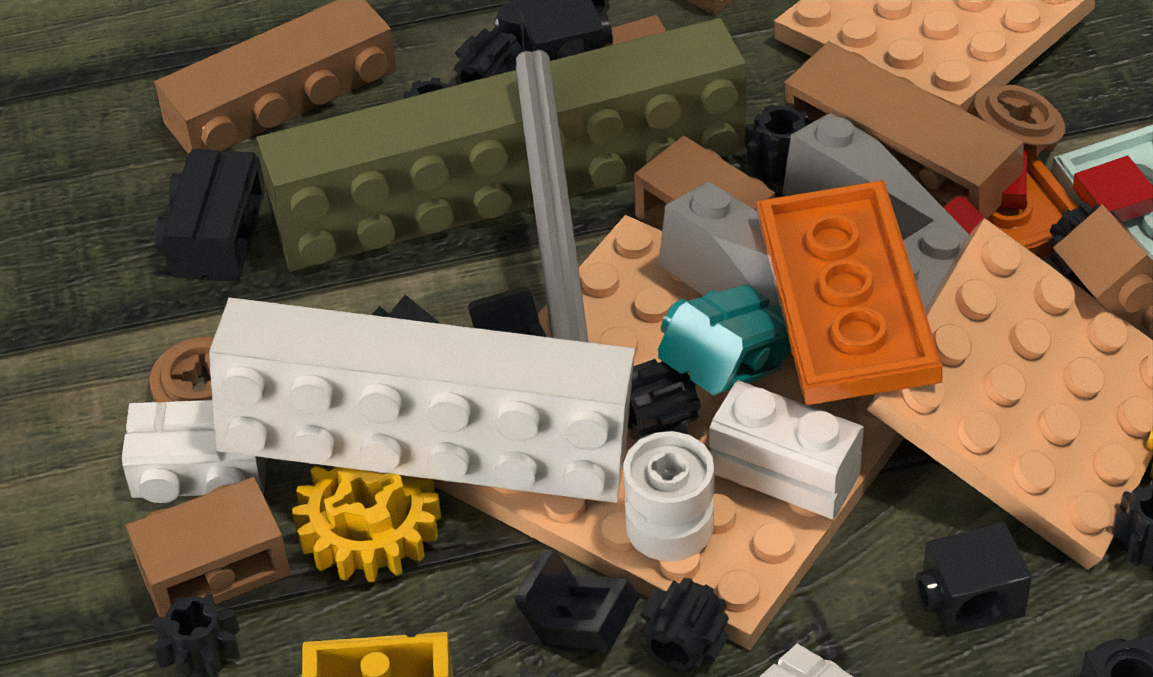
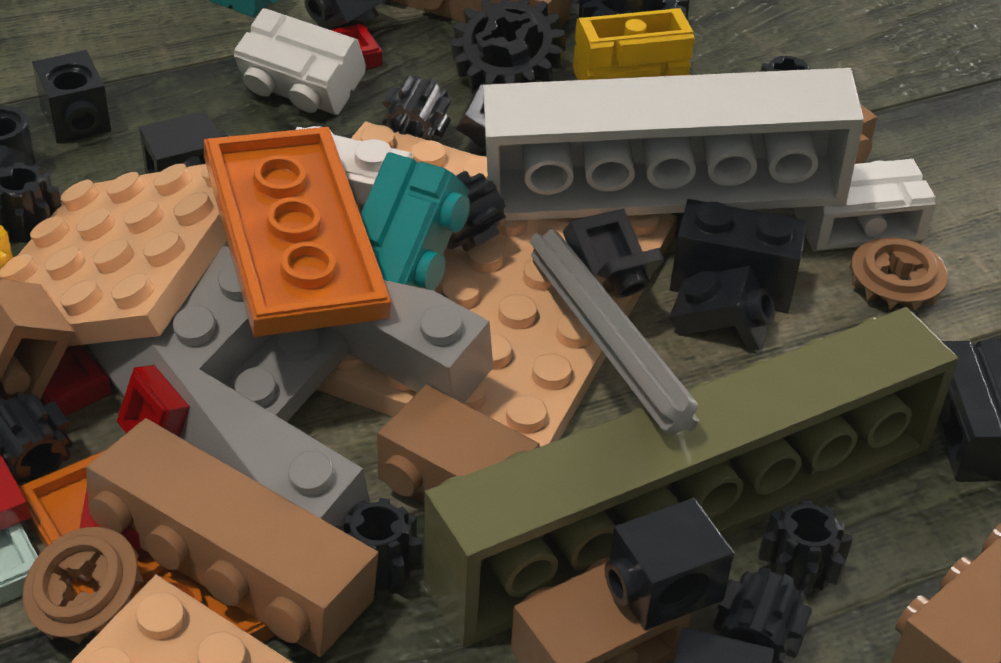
camera: 165 degrees right, 5 degrees down
(669, 496) = (442, 126): white wheel -> none

